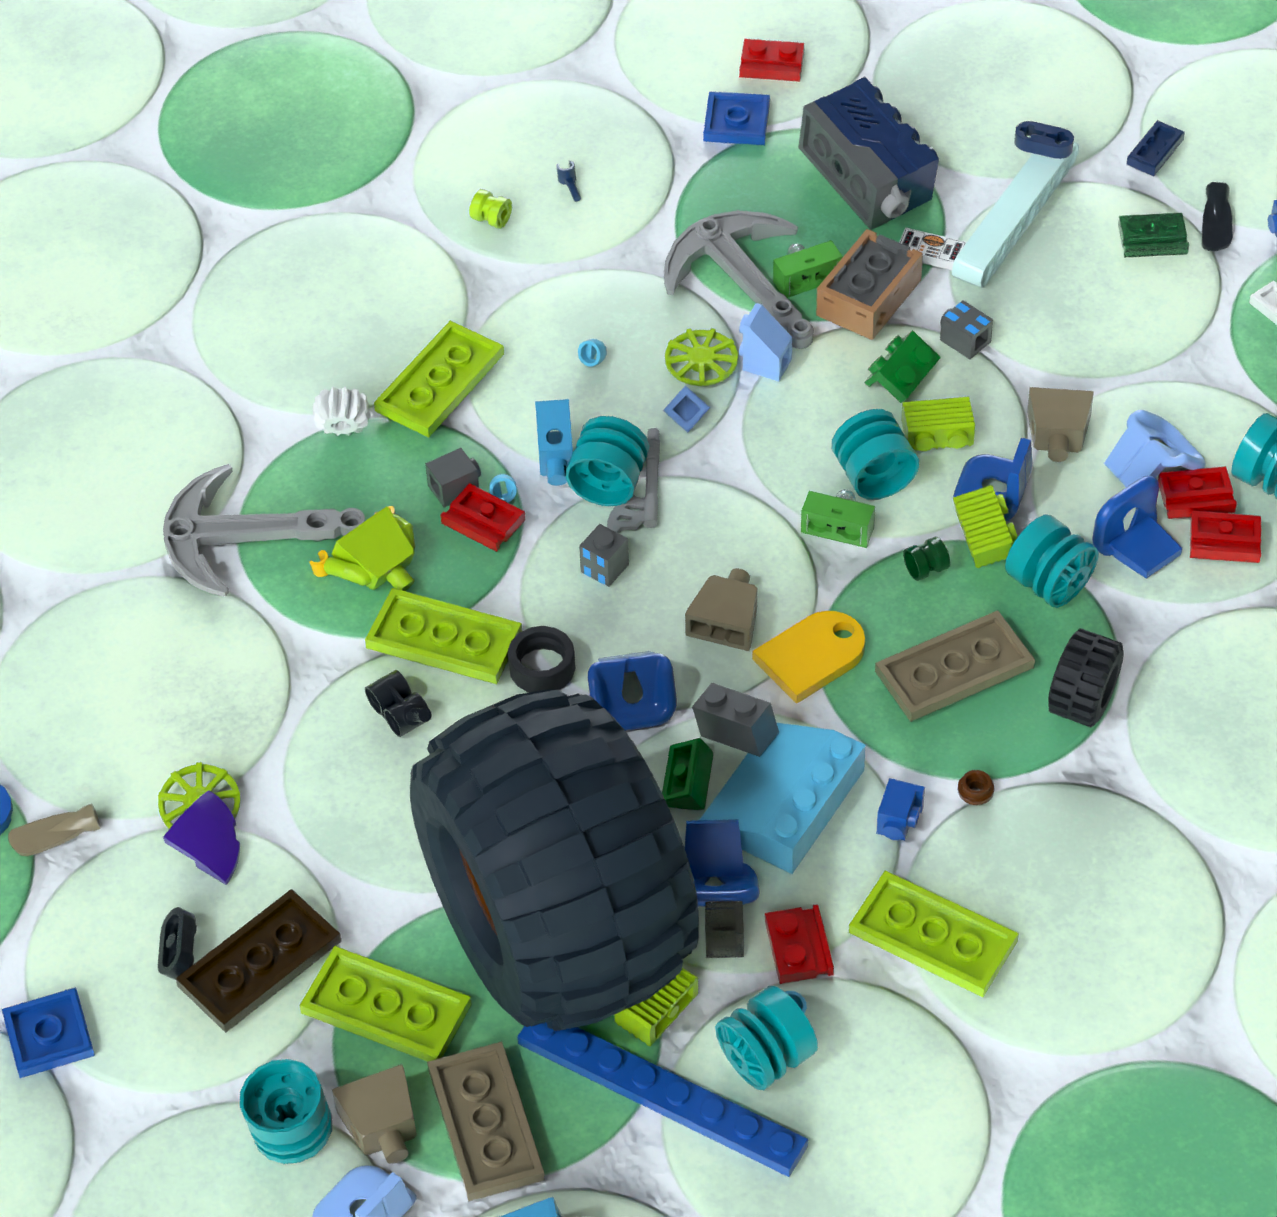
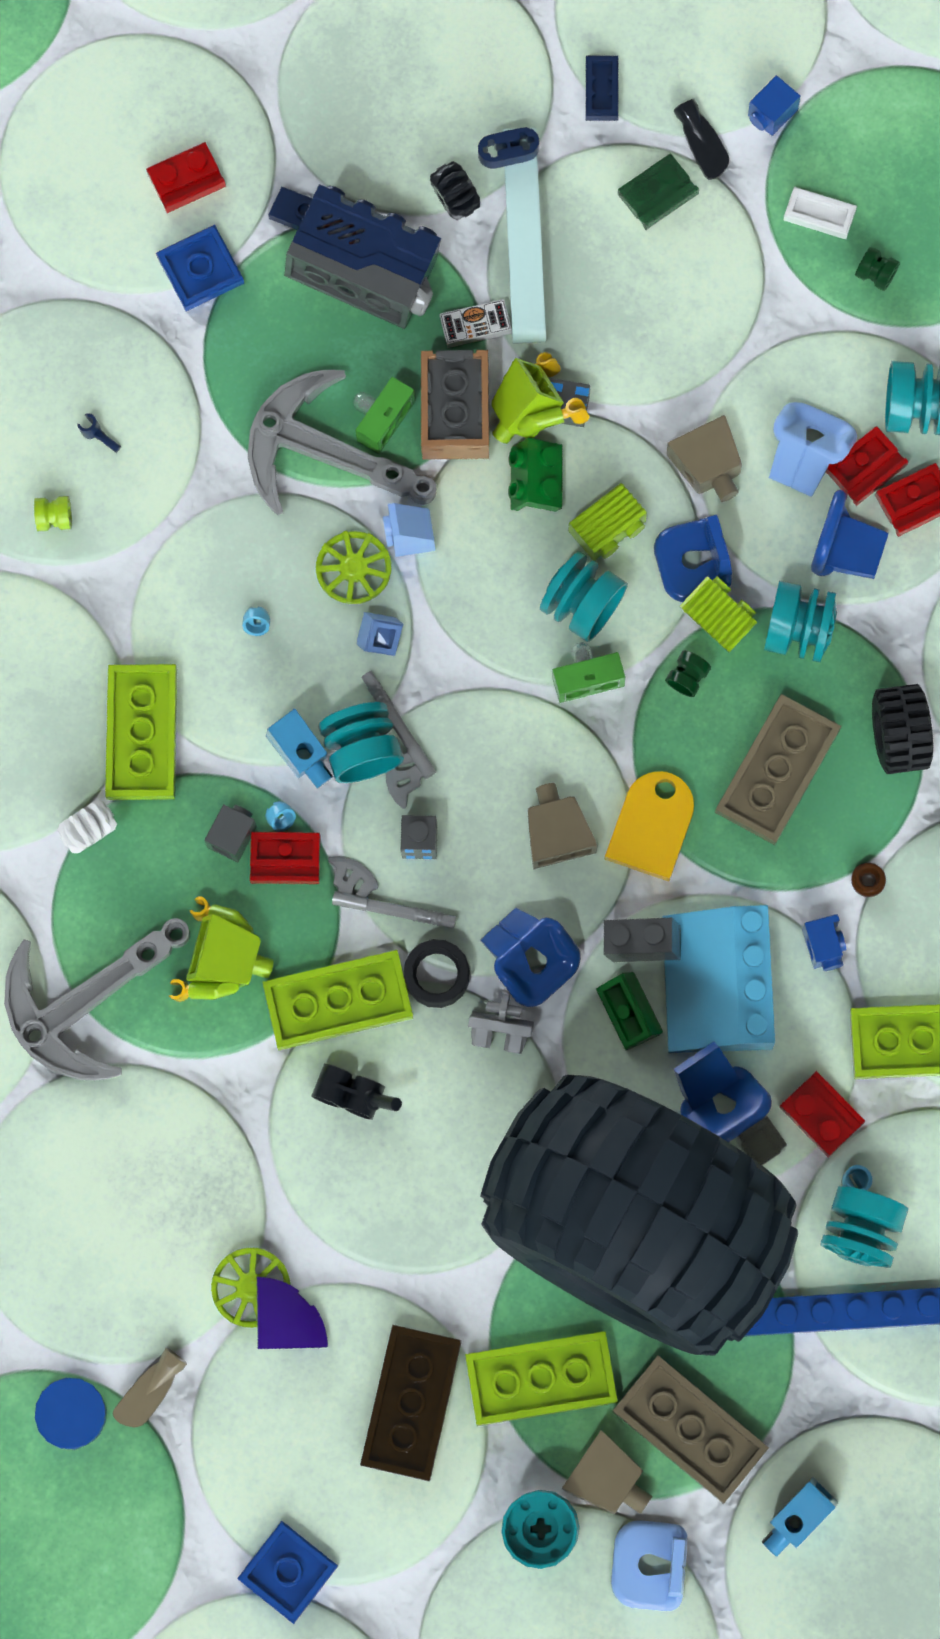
camera: 30 degrees left, 25 degrees up
(176, 943) = (335, 1431): black plate -> none
(522, 581) = (361, 902): none -> light grey piece
(934, 303) = (529, 401): none -> lime torso
(979, 151) = (455, 190): none -> black gear

